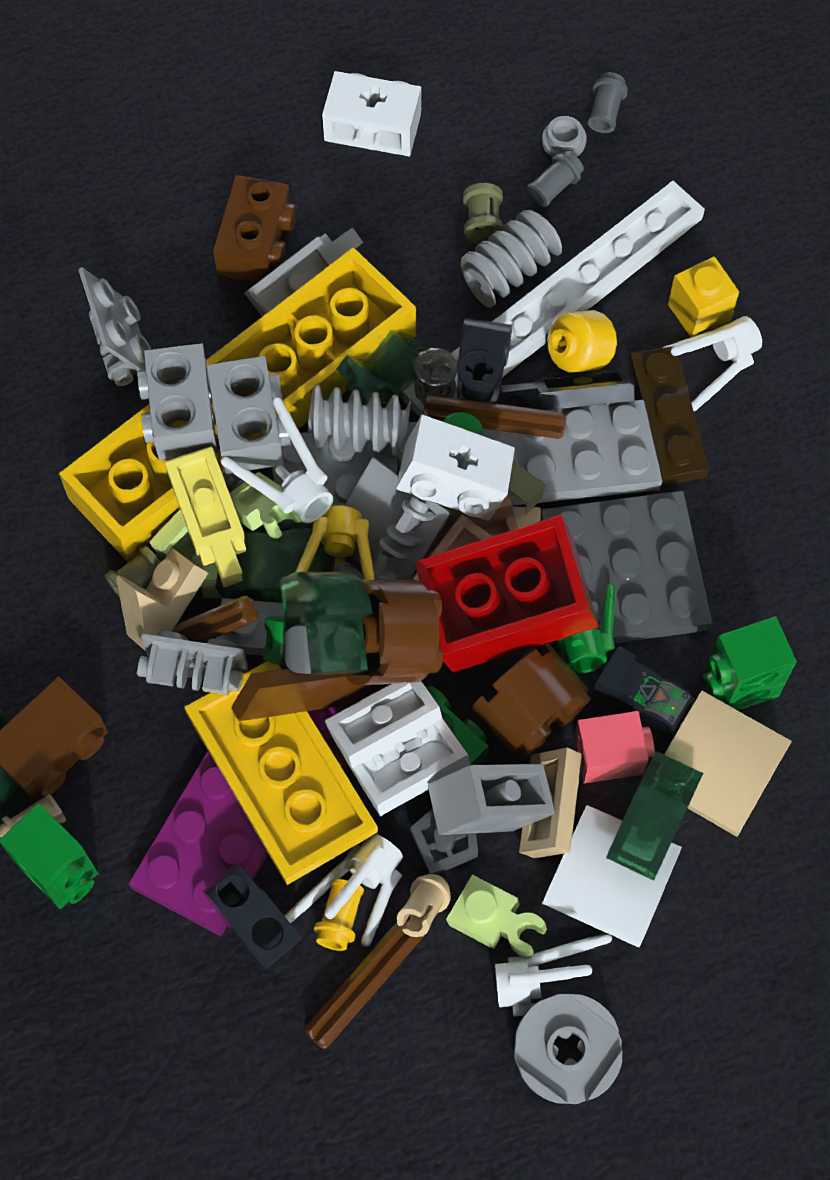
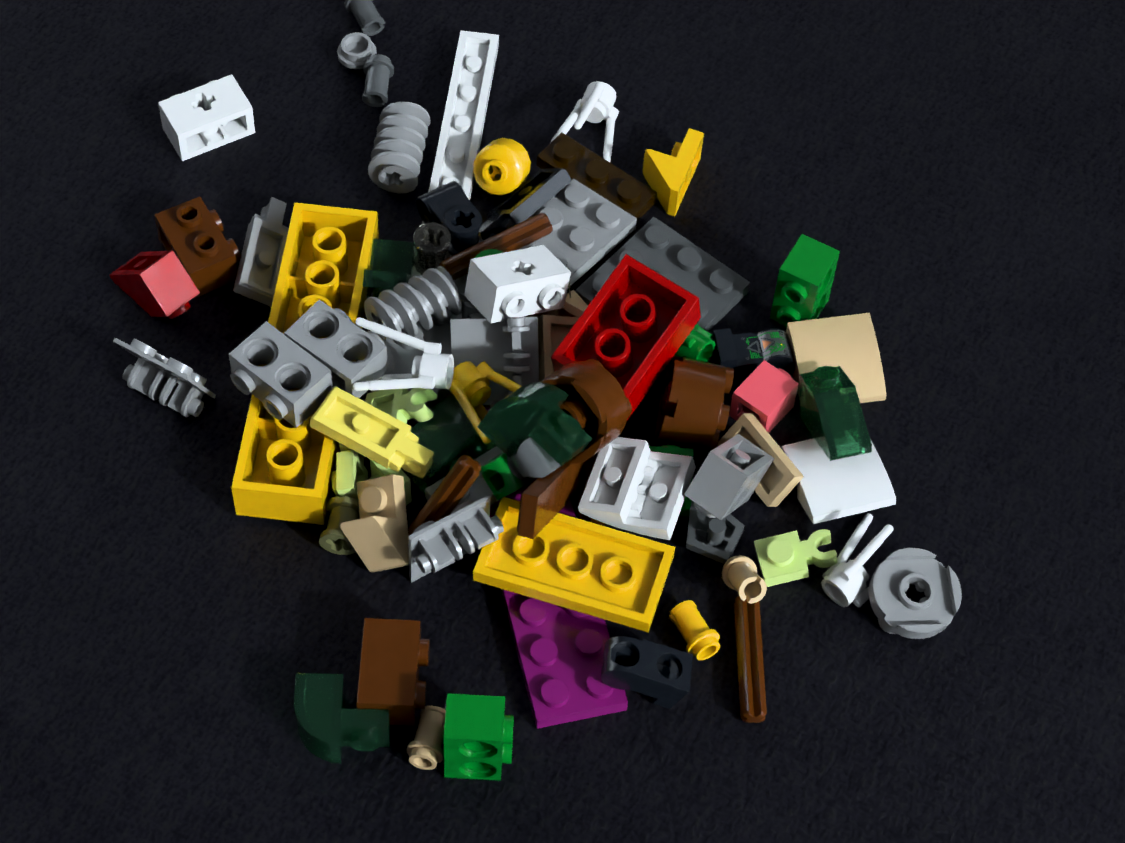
camera: 45 degrees left, 10 degrees down
(189, 241) = (156, 283): none -> slope
(369, 864) = (687, 583): white plant -> none
(482, 211) = (349, 131): olive bush -> none
(703, 297) = (552, 89): yellow brick -> none
(742, 465) = (672, 173): none -> yellow slope

